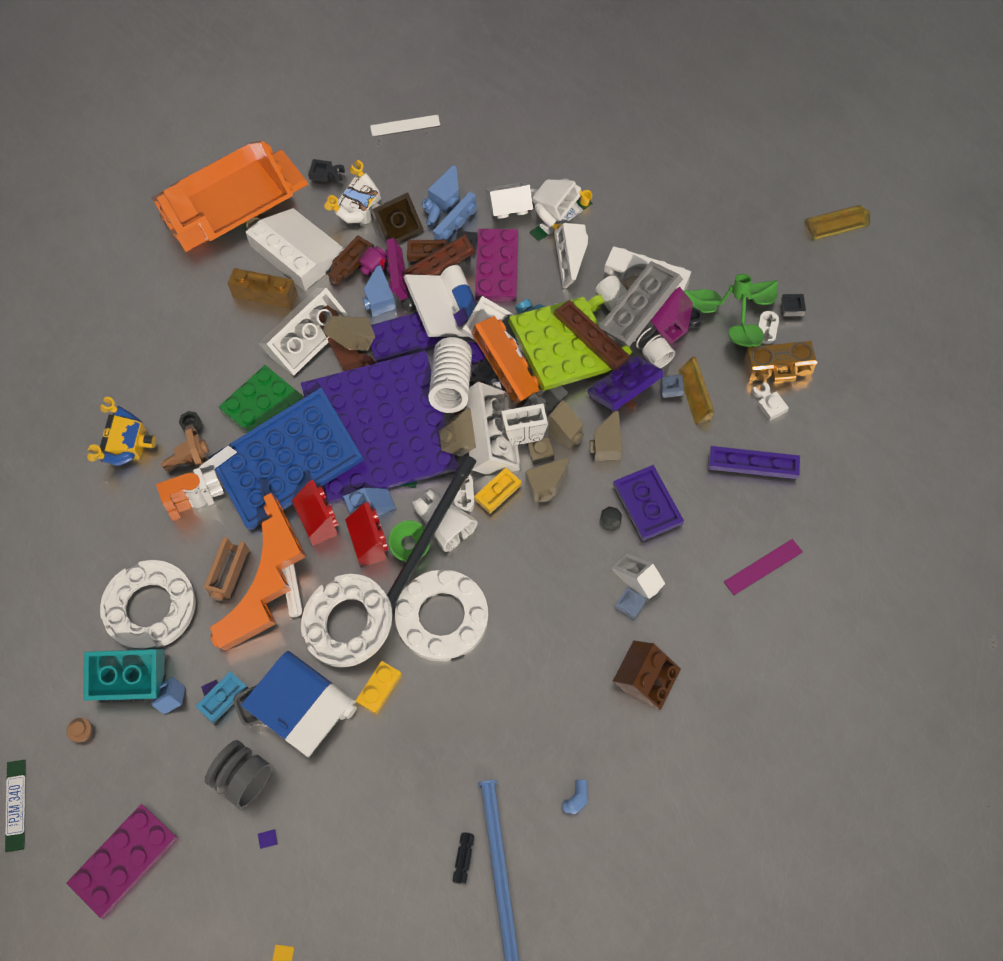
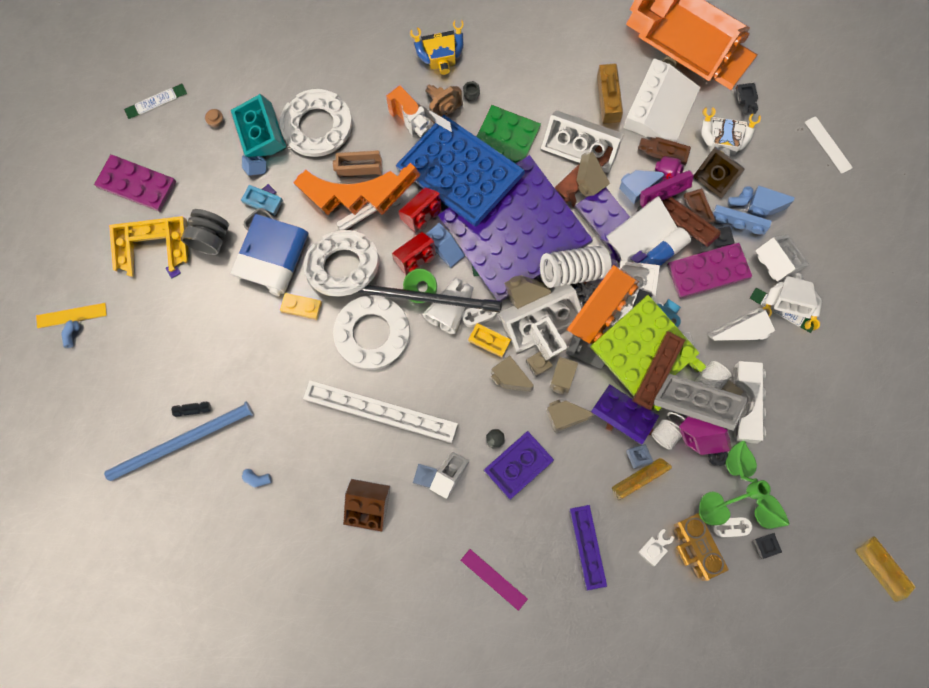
camera: 75 degrees right, 10 degrees up
(193, 889) = (125, 234): none -> yellow wedge
(540, 632) = (380, 411): none -> white plate

